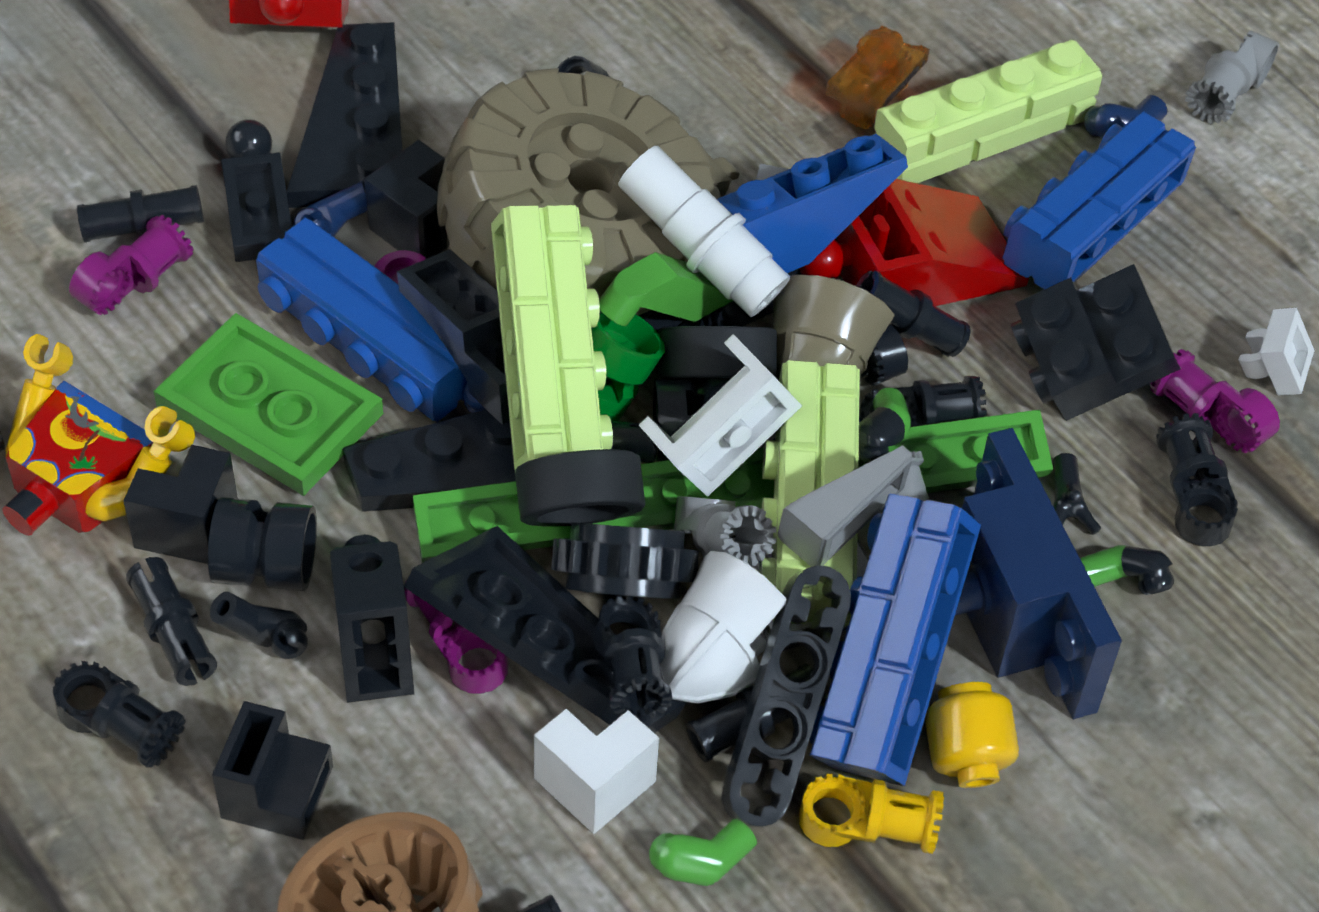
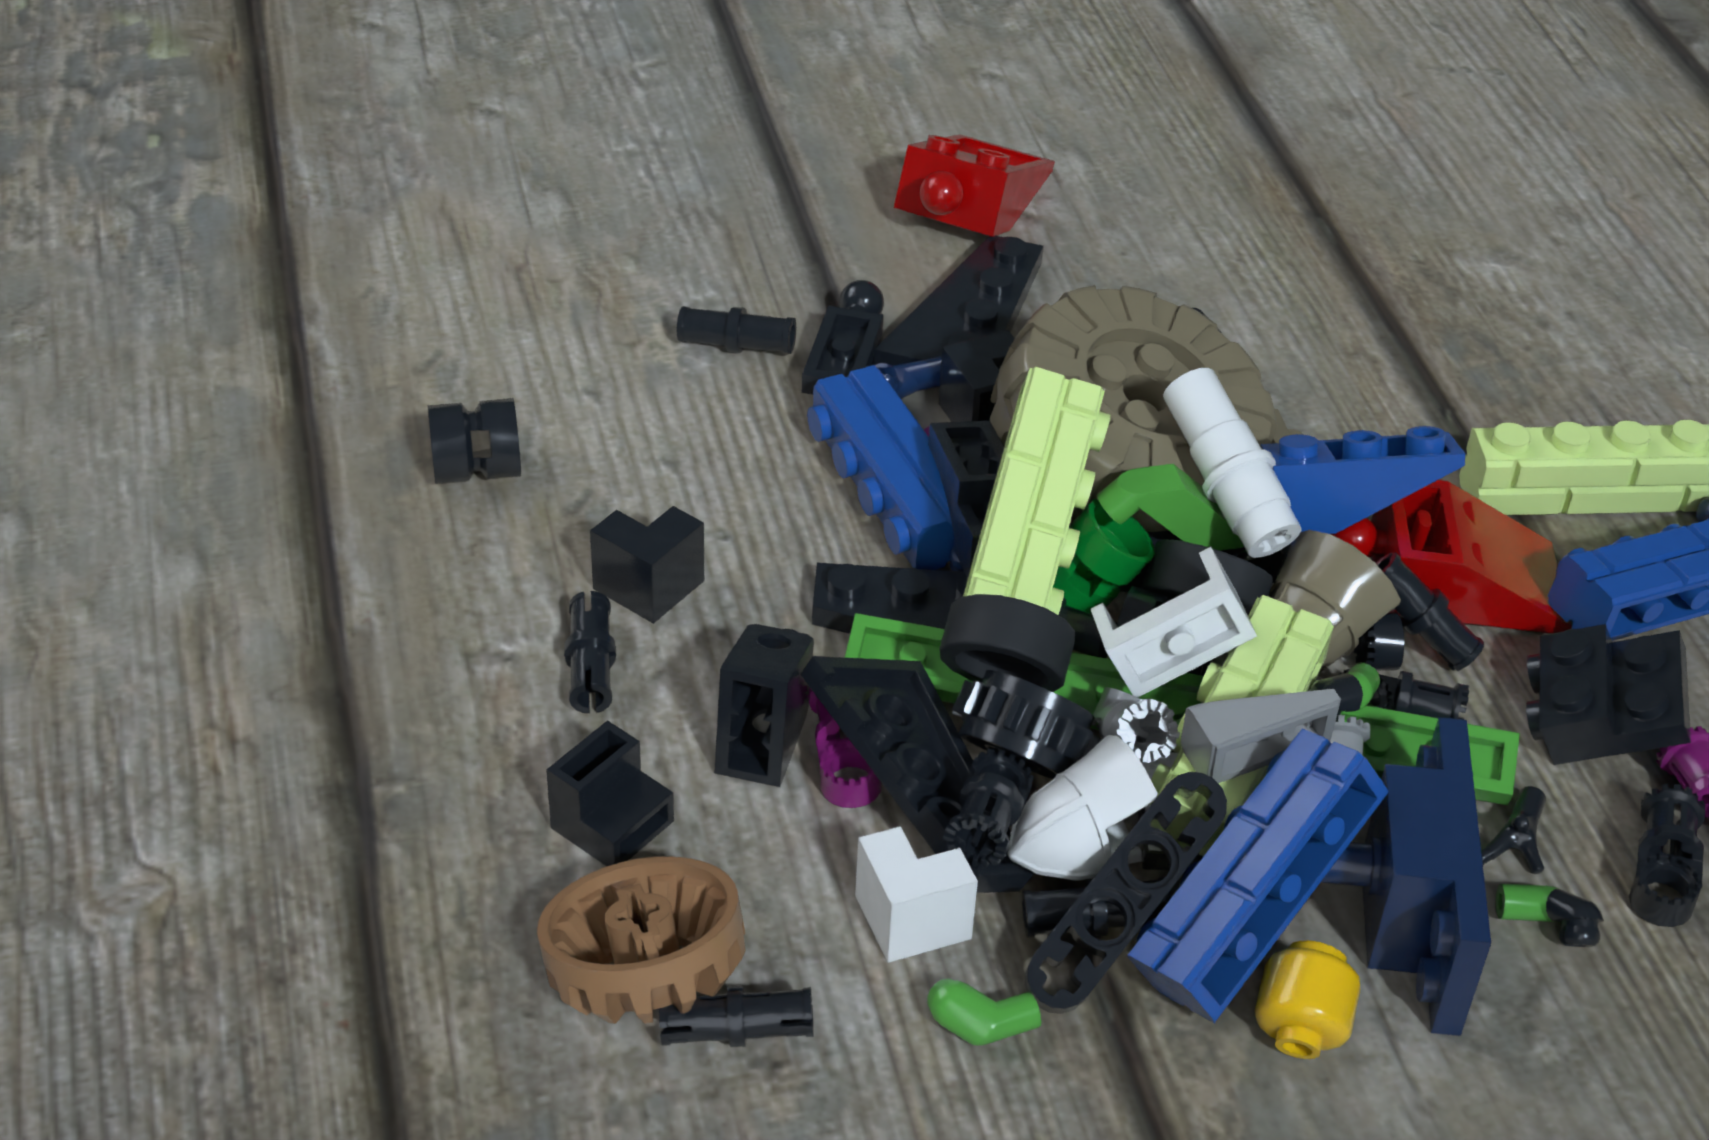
camera: 25 degrees right, 10 degrees down
(75, 453) = (578, 483): torso -> none
(105, 280) = (703, 366): magenta connector -> none
(119, 714) = (503, 707): black connector -> none
(261, 624) = (668, 681): black arm -> none
(262, 543) = (696, 609): black wheel -> none
(269, 403) = (770, 508): bright green plate -> none
(873, 813) = (1173, 1036): yellow connector -> none
(875, 75) = (1495, 398): clear orange hips -> none

